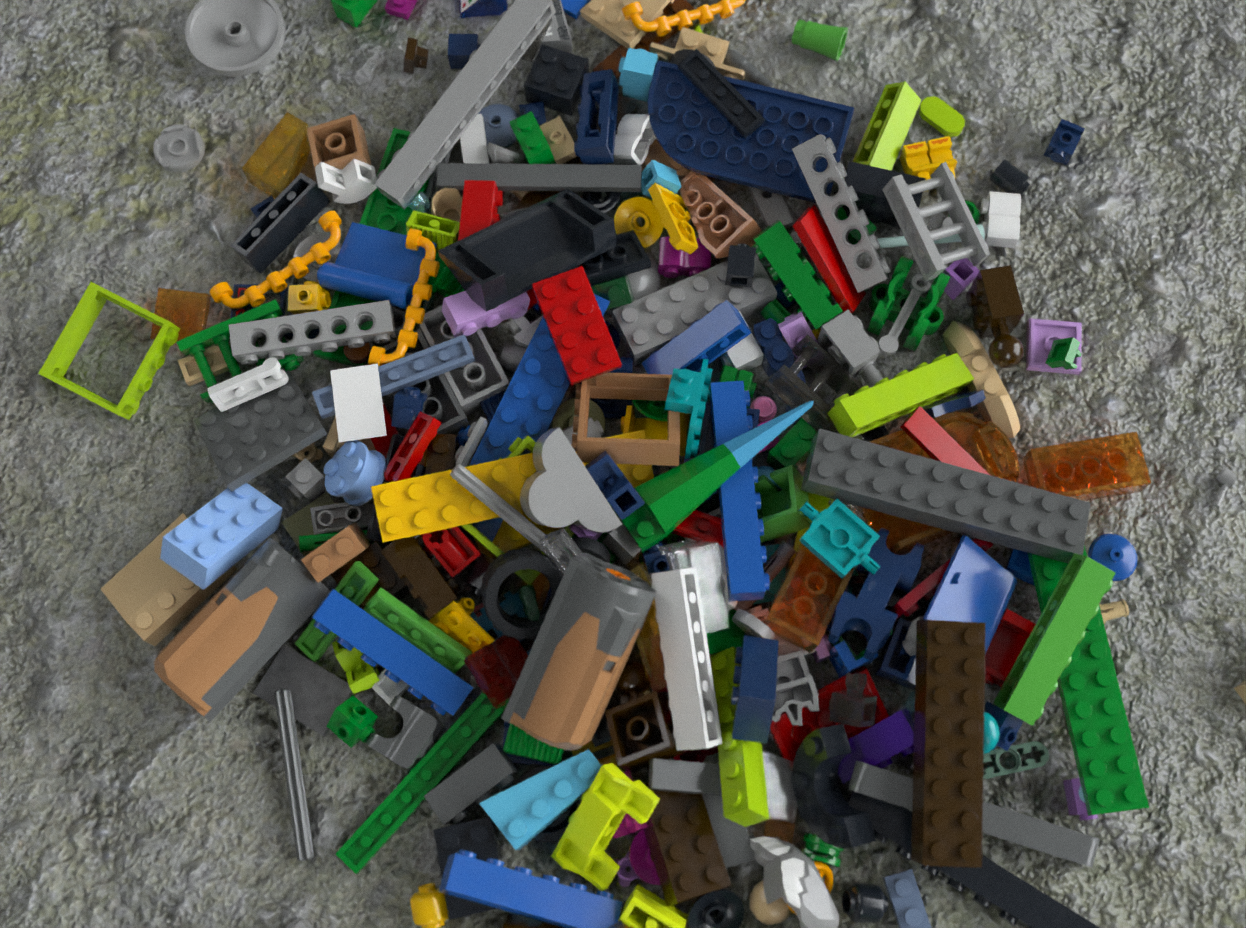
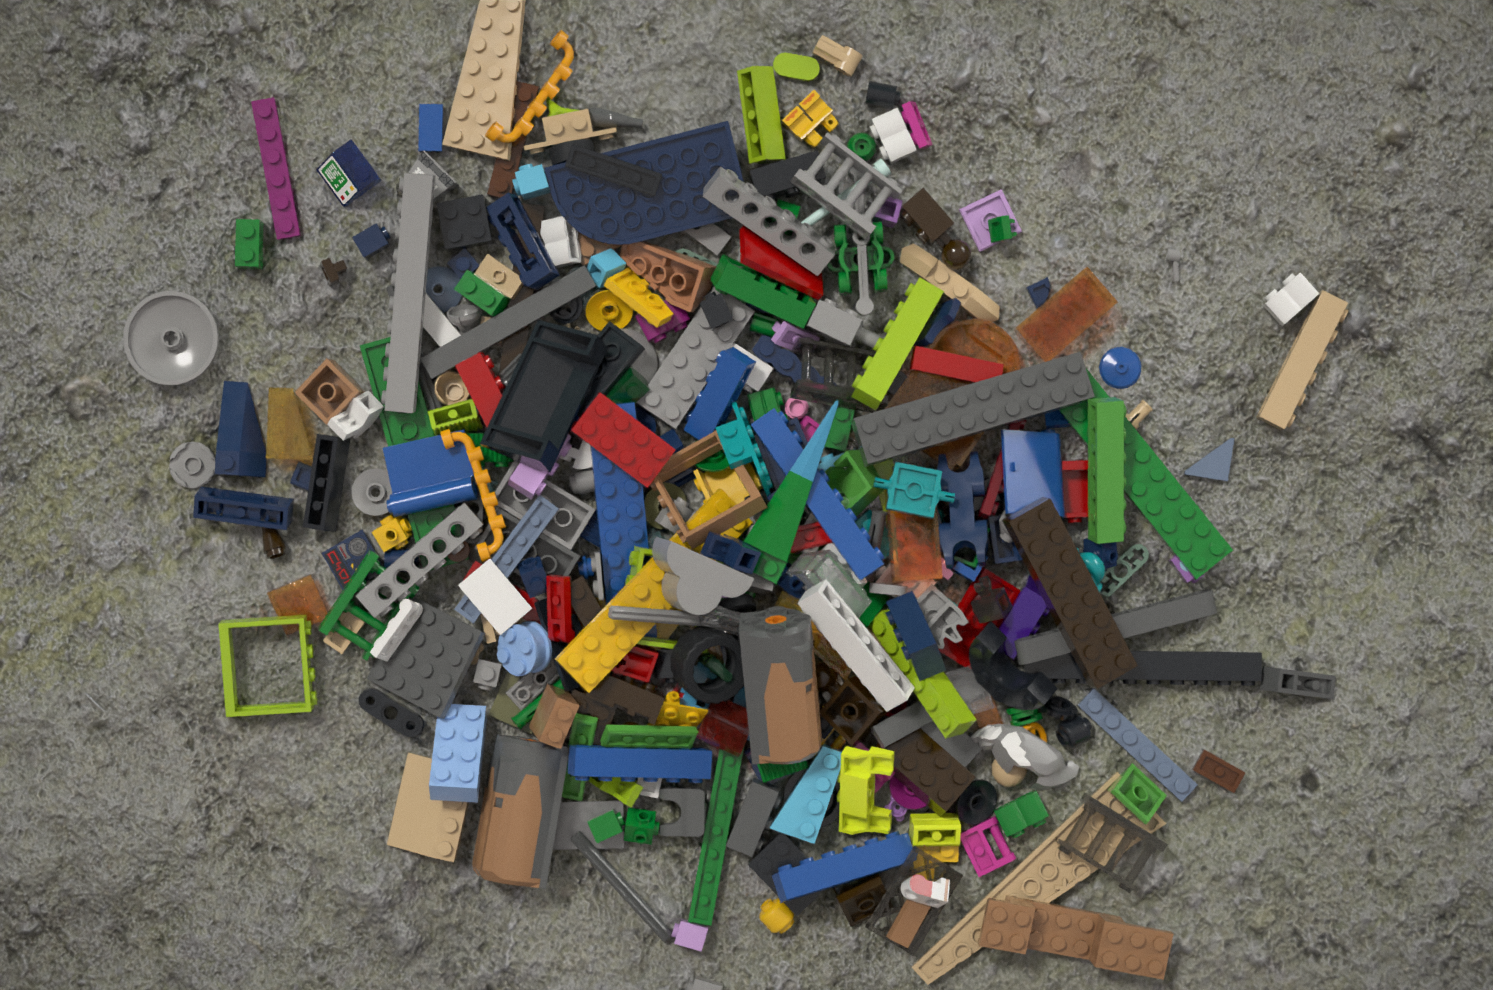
camera: 35 degrees left, 15 degrees up
(184, 449) = (379, 708): none -> black piece
(192, 202) = (243, 508): none -> dark blue brick
(197, 250) = (272, 543): none -> dark brown cone
(232, 143) = (239, 439): none -> dark blue wedge
(276, 280) = (357, 531): light orange bar -> none
(317, 698) = (606, 825): none -> green brick
(328, 870) = (689, 934): none -> lavender brick
(420, 203) = (425, 400): clear light blue hinge -> none
(820, 38) = (658, 55): bright green plant -> none
(862, 866) = (1059, 708): none -> black gear
(989, 129) = (842, 58): none -> tan piece
(1029, 213) = (919, 132): none -> dark pink plate
(1064, 142) = (907, 46): dark blue brick -> none
(1068, 434) = (1039, 292): none -> dark blue tile
(1166, 710) = (1215, 464): none -> sand blue tile

